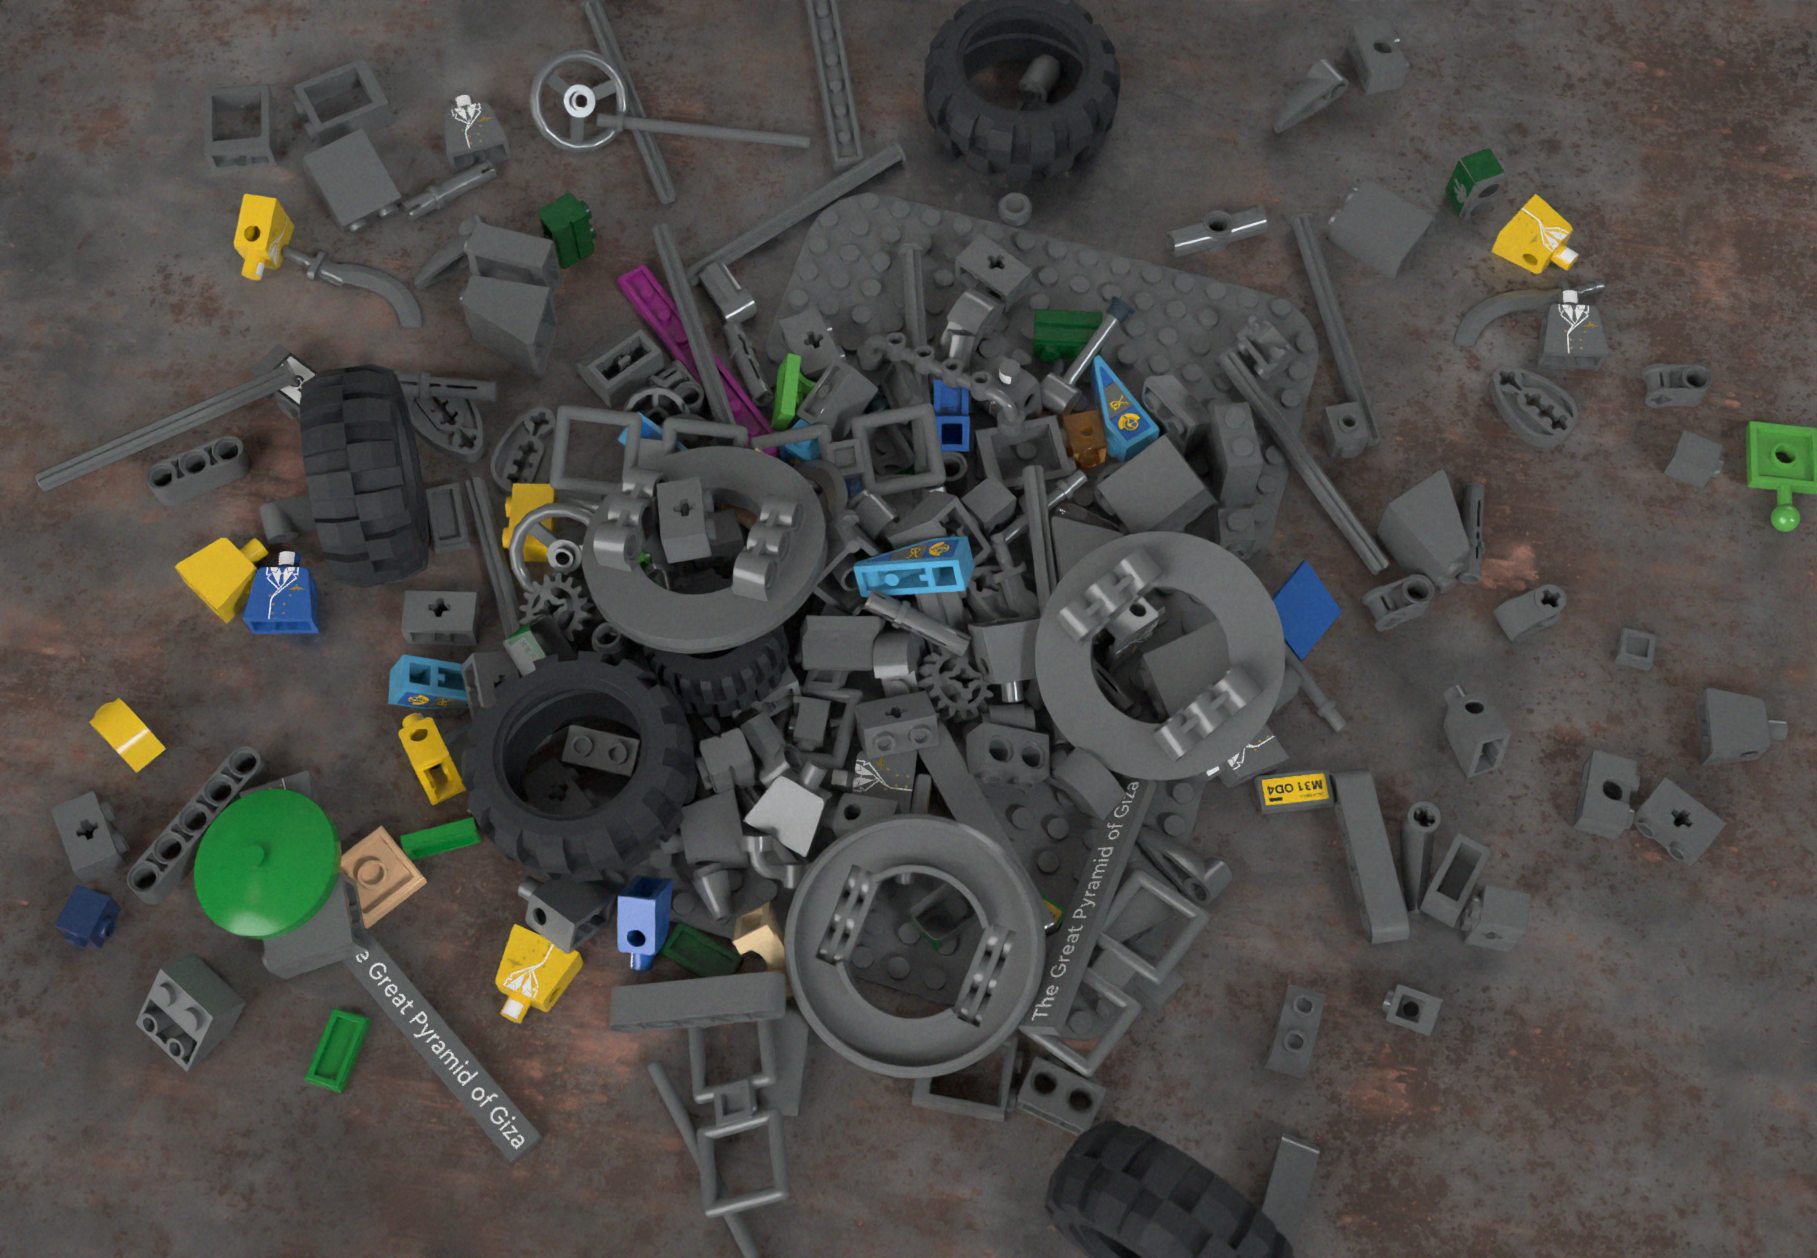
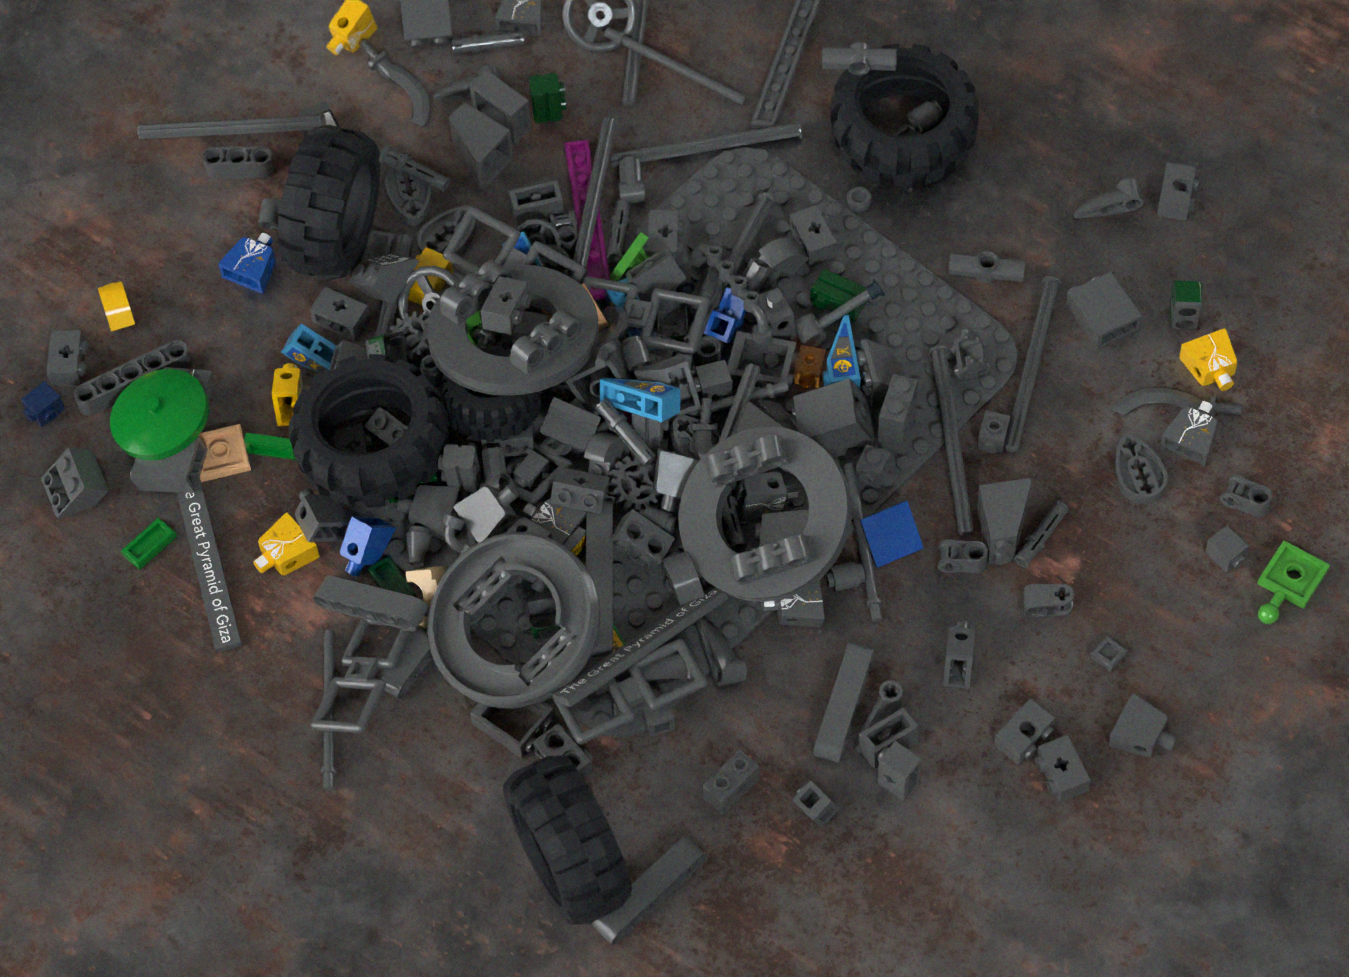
camera: 30 degrees right, 5 degrees down
(223, 574) = (220, 232): yellow torso -> none
(479, 543) = (383, 276): none -> dark grey slope
(946, 31) = (859, 58): none -> dark grey piece
(1294, 791) = (820, 644): tile -> none

